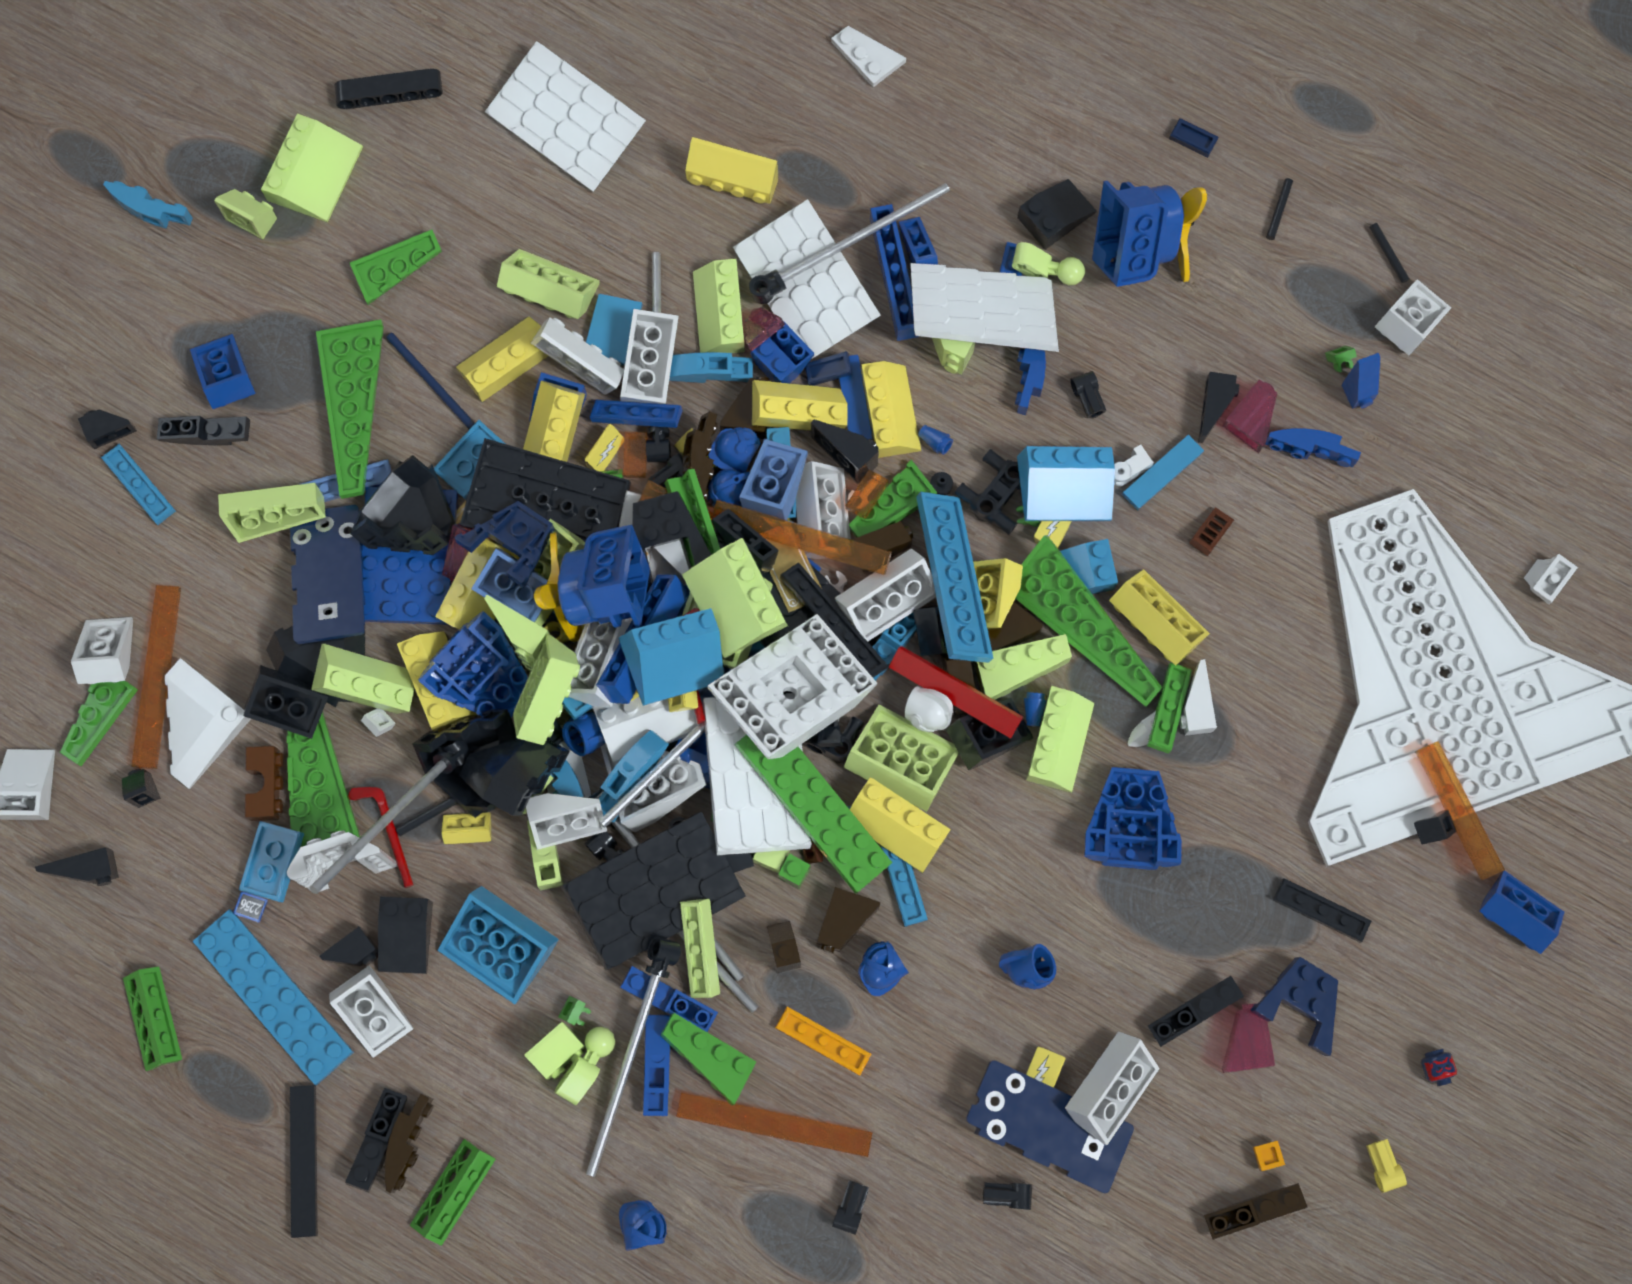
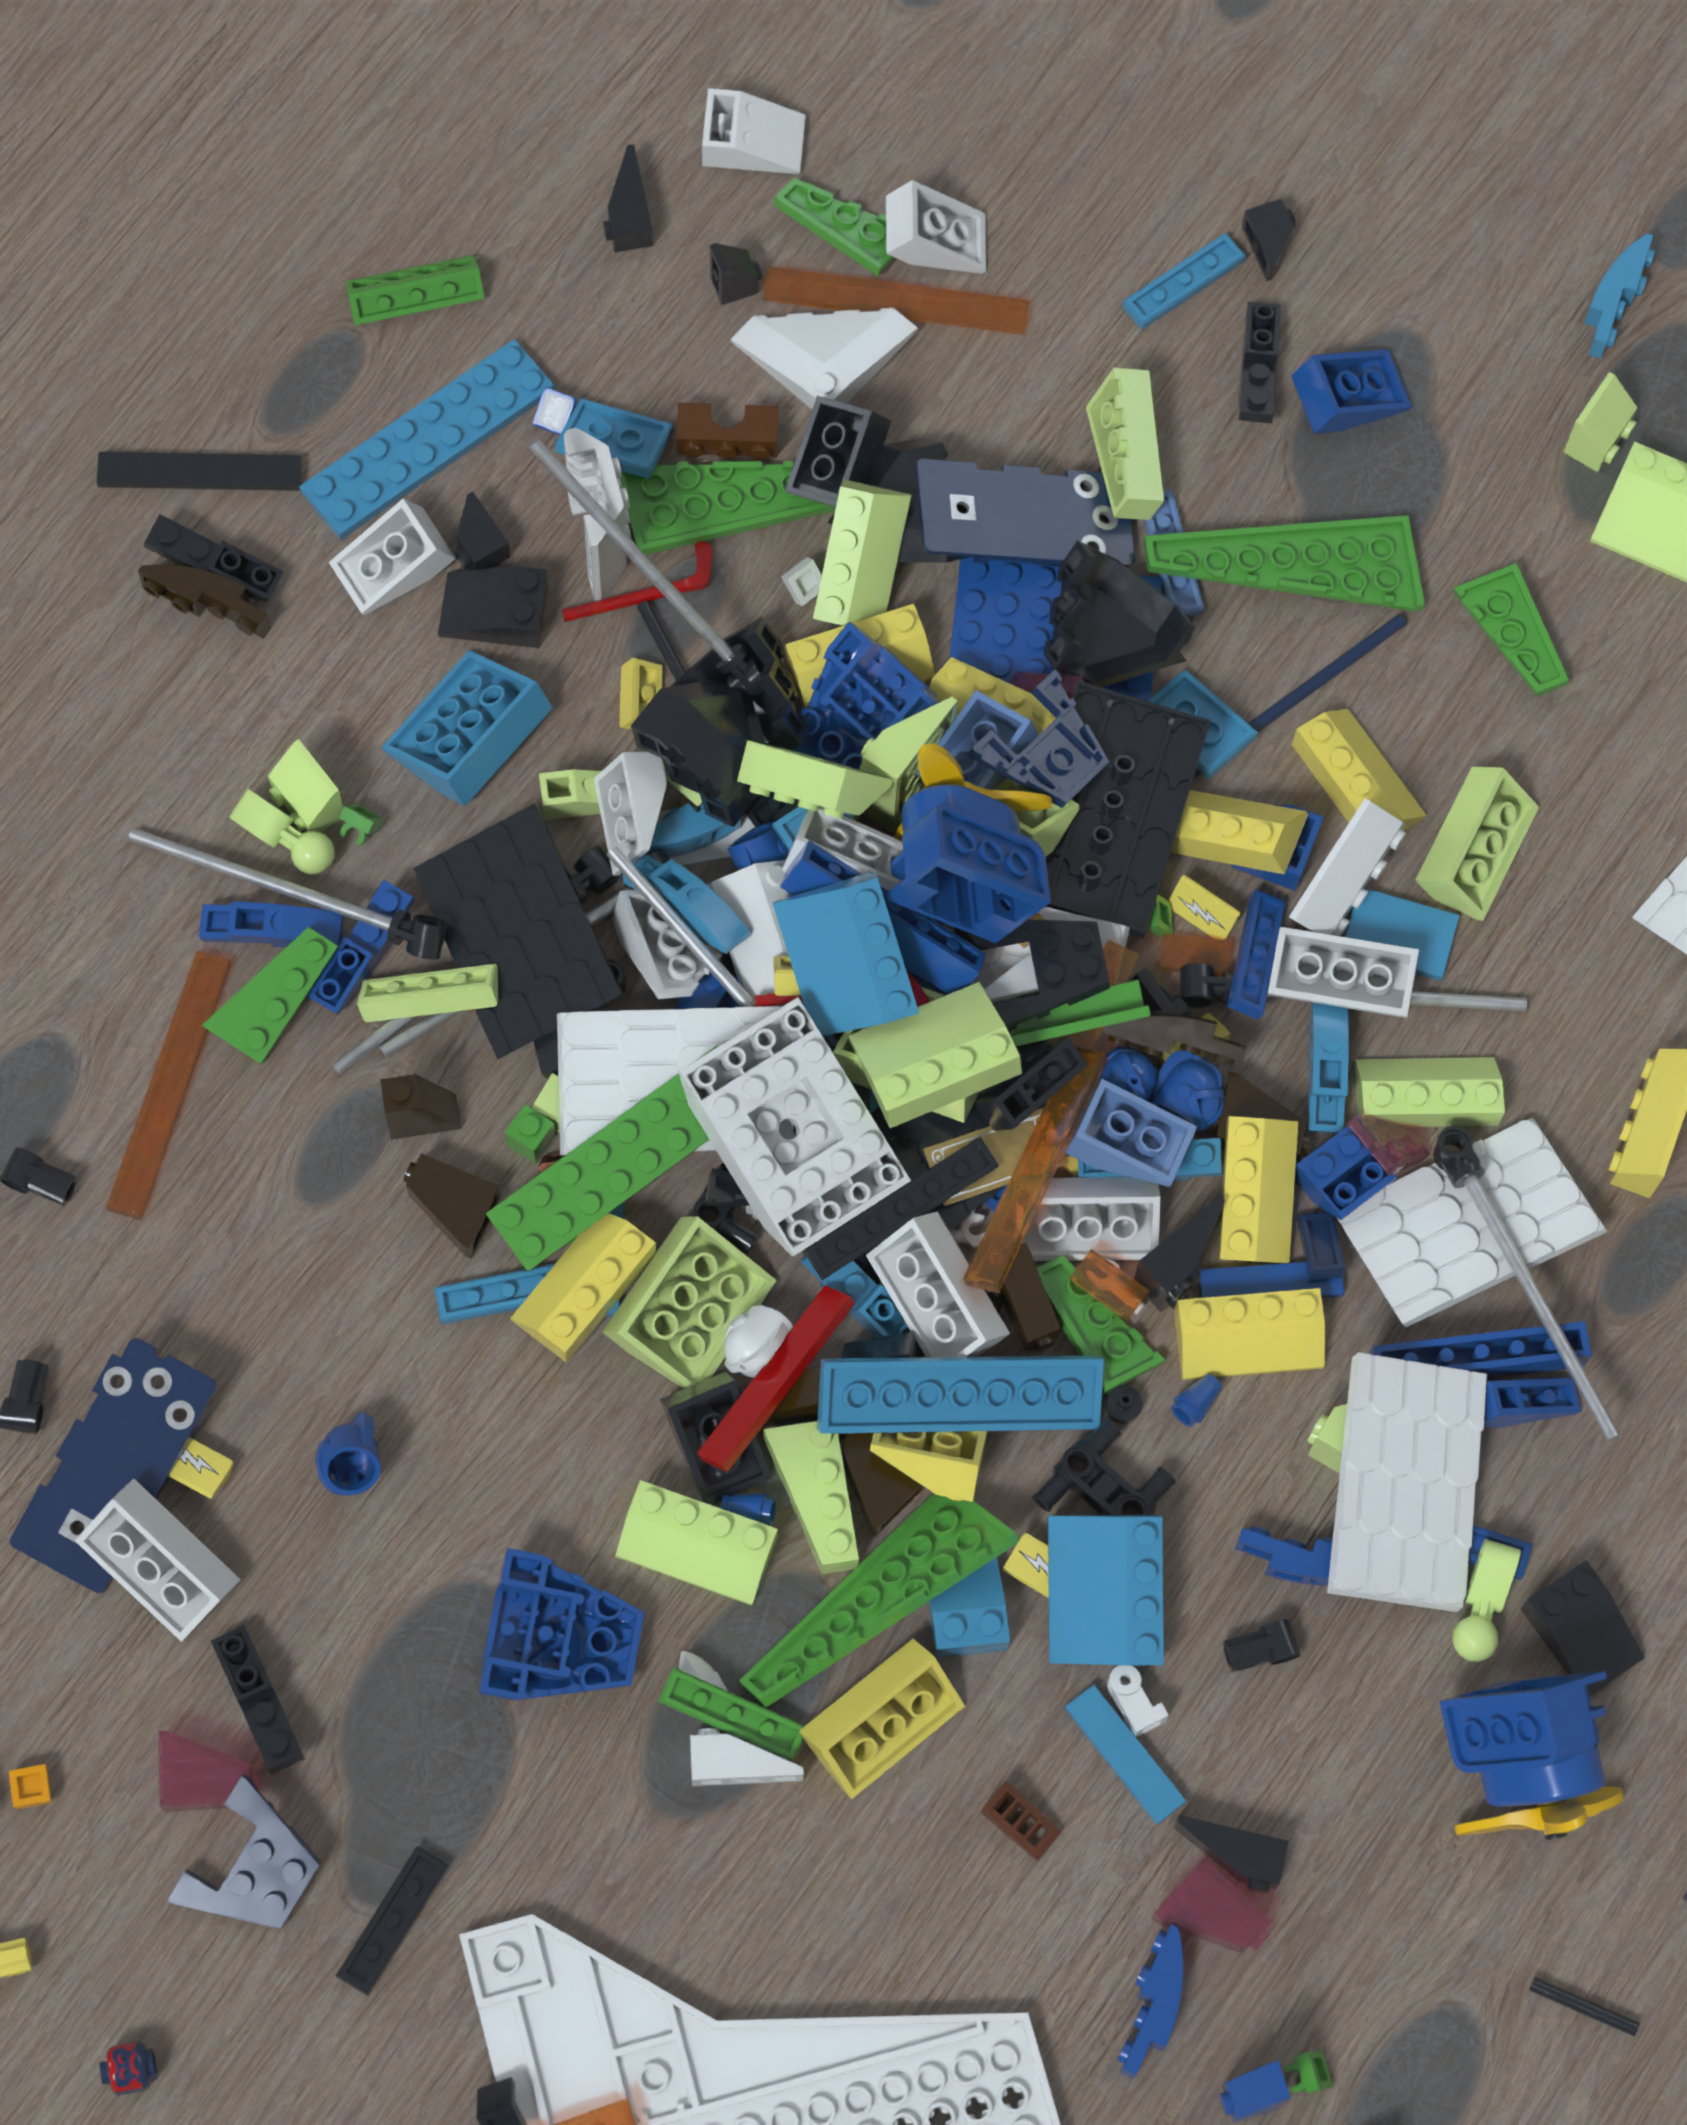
camera: 90 degrees right, 5 degrees down
(454, 1194) = (130, 657): bright green fence -> none
(641, 1224) = (50, 892): blue helmet -> none
(823, 1041) = (279, 1160): light orange tile -> none
(881, 968) = (373, 1245): blue helmet -> none

